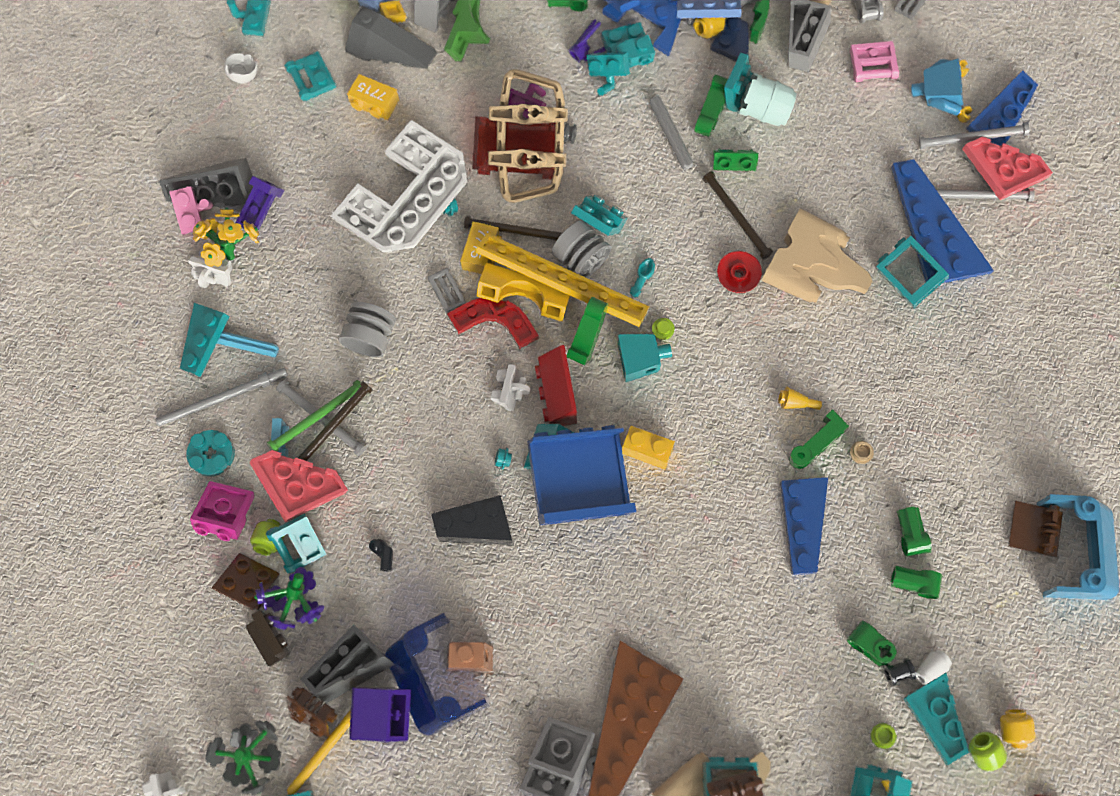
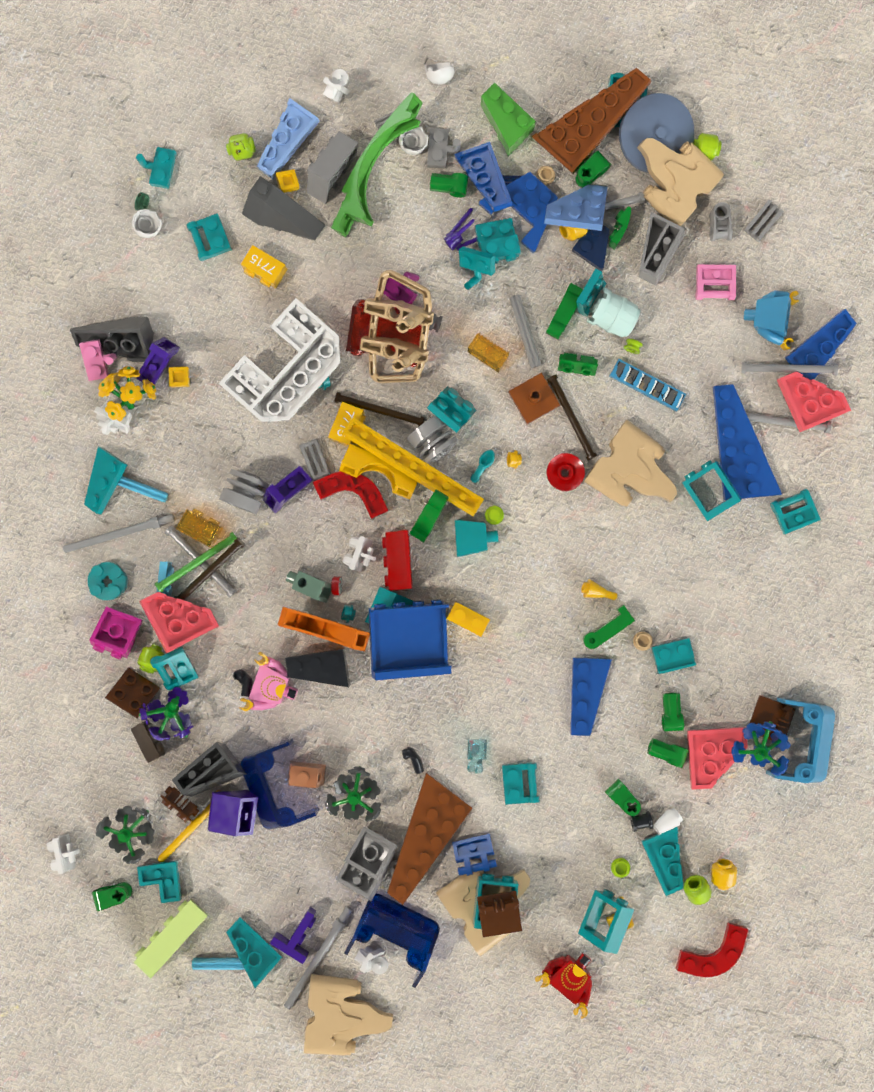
camera: 10 degrees right, 15 degrees up
(234, 46) = (141, 201): none -> clear green tile
(284, 219) = (179, 377): none -> yellow plate
(317, 378) = (199, 528): none -> clear yellow brick
(410, 327) = (284, 490): none -> dark purple bracket
(414, 552) = (269, 685): none -> bright pink torso
(455, 428) = (315, 587): none -> sand green torso
(483, 476) = (324, 628): none -> orange arch
(486, 427) = (336, 586): none -> red tile
(525, 671) = (354, 805): none -> dark grey plant
(604, 625) = (415, 759): none -> black arm
(633, 156) = (488, 352): none -> clear yellow brick
(677, 265) = (514, 459): none -> yellow plate
(680, 607) = (476, 752): none -> clear light blue plate
(691, 200) = (534, 398): none -> dark orange tile
(691, 731) = (472, 849): none -> blue plate
(731, 642) = (514, 783): none -> teal plate
(794, 133) = (632, 346): none -> lime bush
(817, 173) = (647, 385): none -> tile
(902, 466) = (673, 656): none -> teal plate
(973, 577) = (711, 754): none -> coral plate
(1016, 293) = (796, 518): none -> teal plate
(1033, 565) = (761, 751): none -> blue plant

